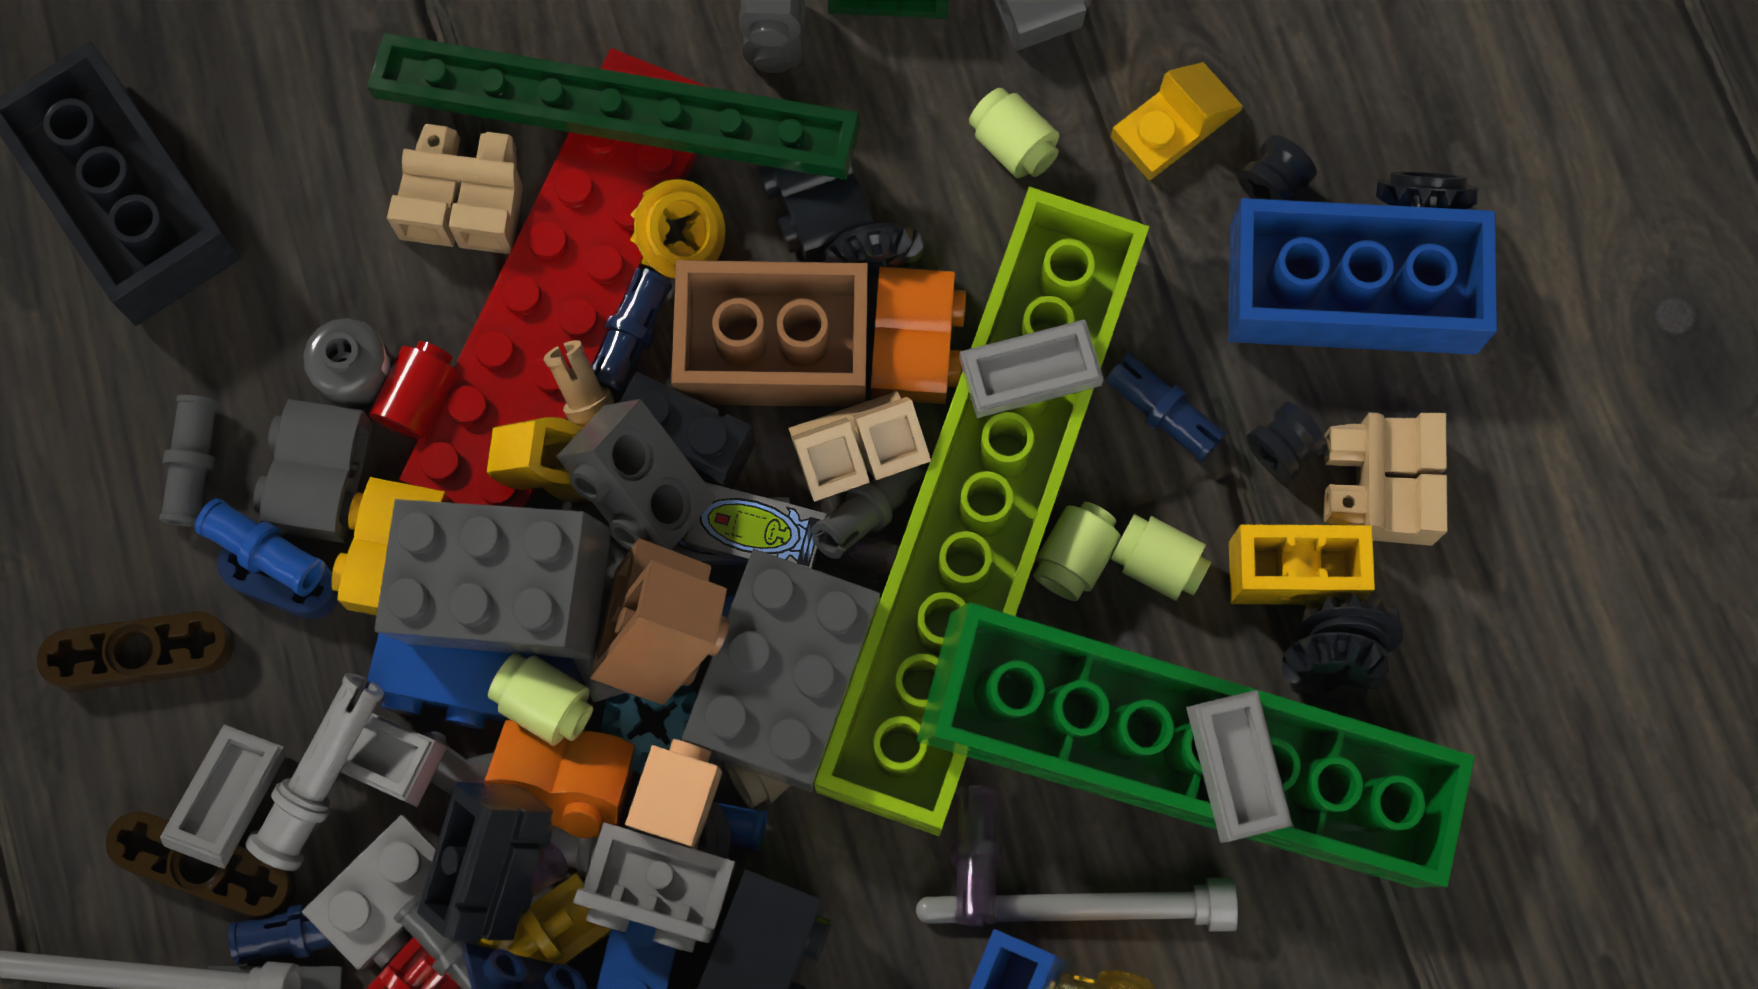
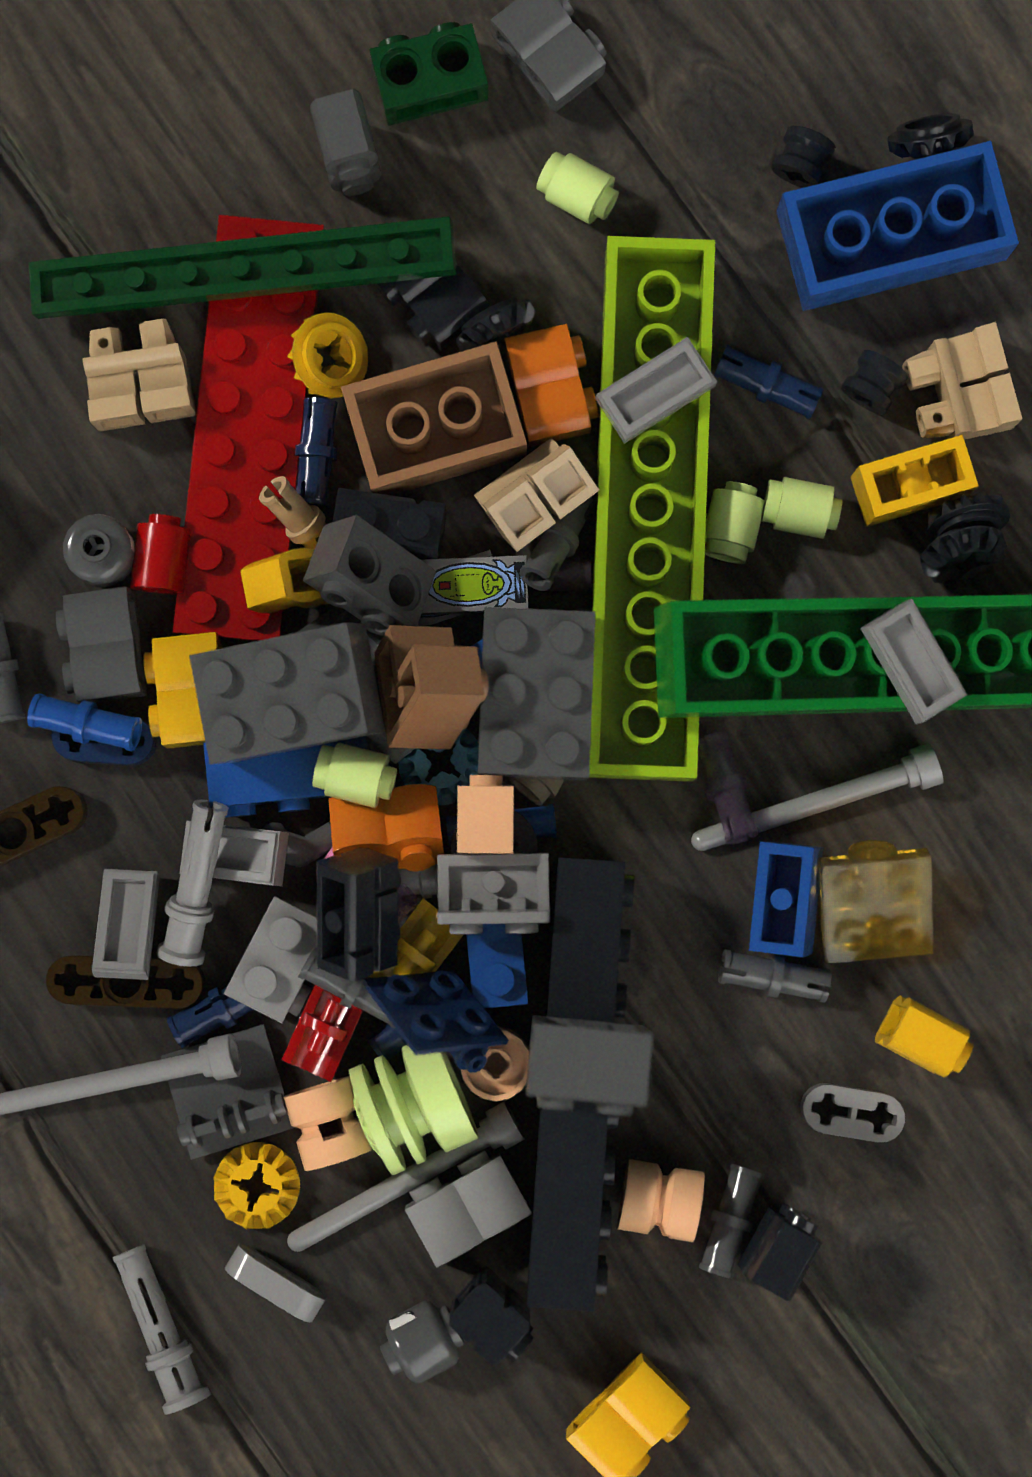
camera: 15 degrees left, 10 degrees up
(1176, 119) = (705, 132): yellow slope -> none

